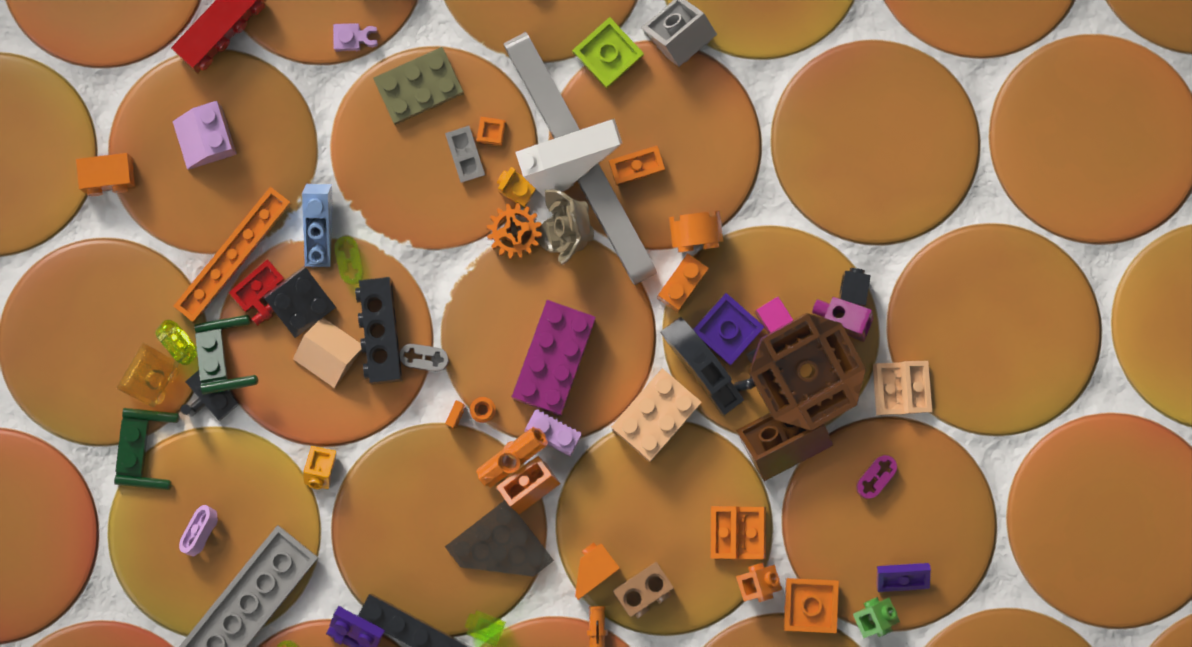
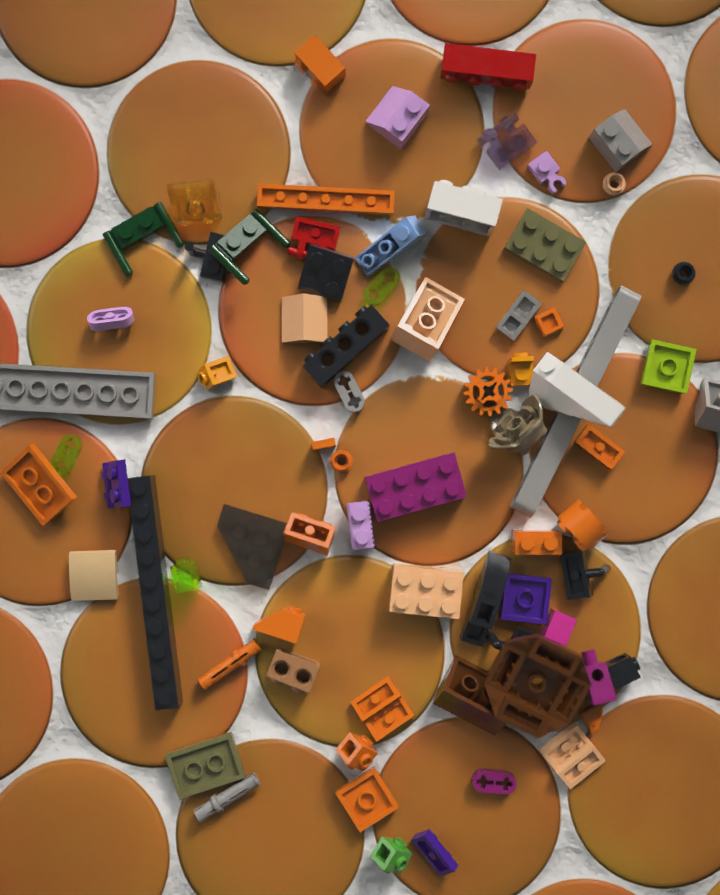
camera: 50 degrees right, 5 degrees up
(176, 342) = (234, 205): clear neon green beam -> none
(306, 53) = (511, 146): none -> plate
(331, 136) = (463, 208): none -> white brick
(409, 239) = (427, 319): none -> light nougat slope
(521, 449) = (312, 504): orange piece -> none
(738, 266) = (577, 574): none -> black plate
(880, 345) = (592, 717): none -> orange tile

